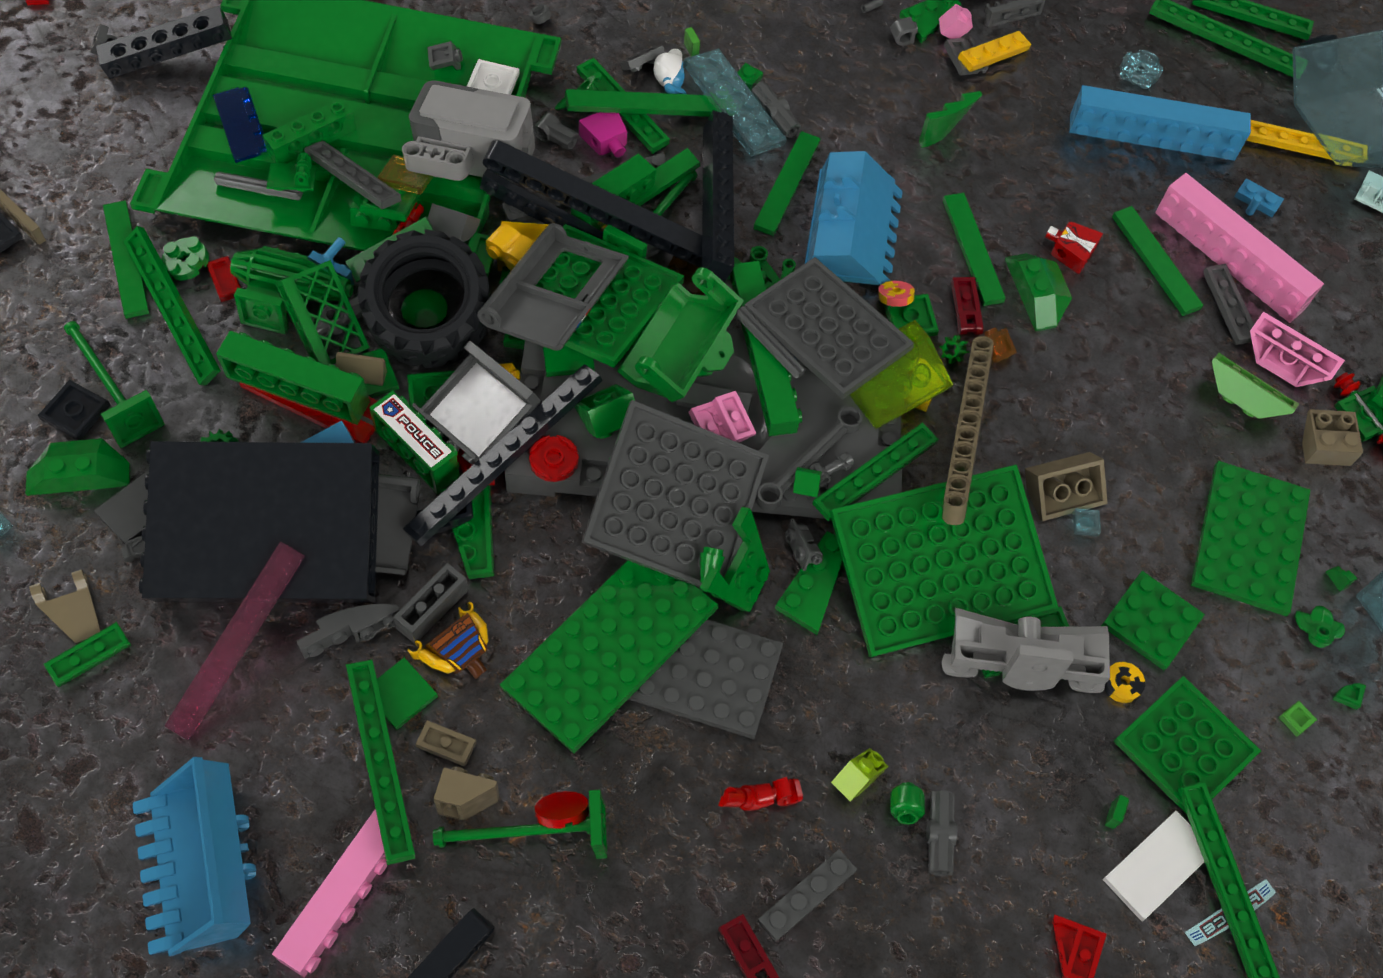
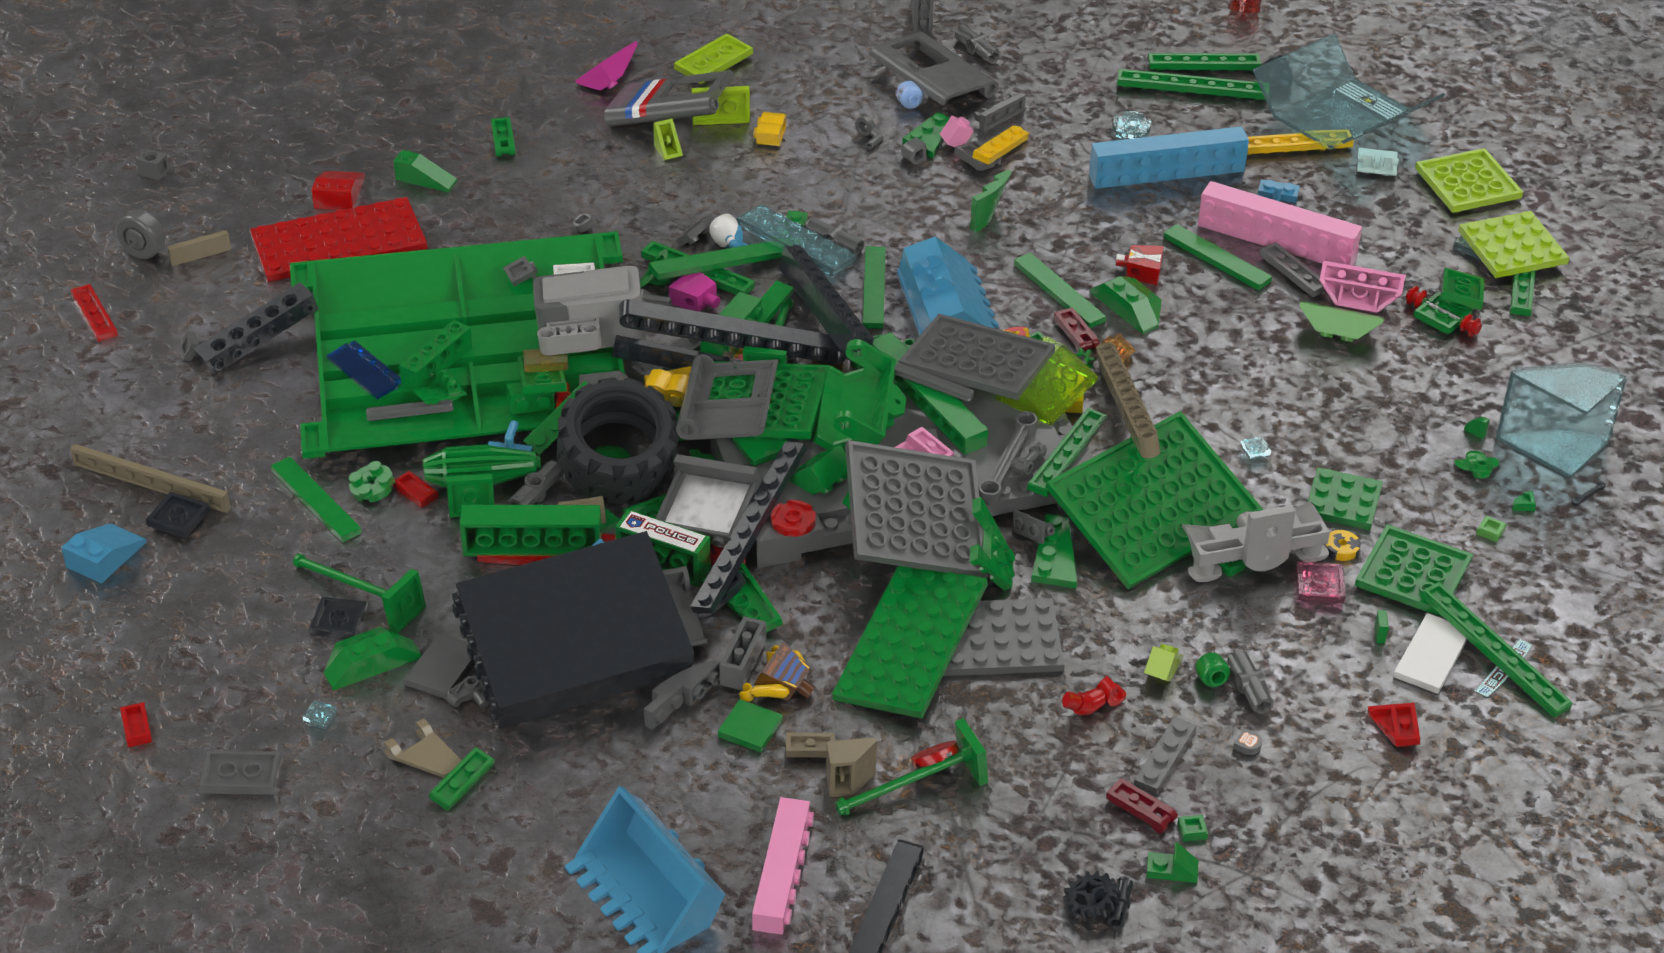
camera: 15 degrees left, 20 degrees down
(171, 306) = (383, 516): green plate -> none
(234, 641) = (595, 718): clear pink plate -> none
(302, 318) = (513, 483): green fence -> none
(353, 175) = (499, 371): dark grey tile -> none
(380, 763) = (766, 763): green plate -> none
(691, 42) = (732, 206): bright green tile -> none
(710, 559) = (964, 542): green cone -> none
(807, 482) = (1016, 471): green tile -> none
(904, 912) = (1248, 742): none -> dark grey tile
(1066, 485) = (1229, 425): dark tan slope -> none
(1077, 725) = (1320, 582): none -> clear pink plate
(1251, 538) = (1393, 422): green plate -> none
(1331, 438) = (1422, 335): dark tan slope -> none

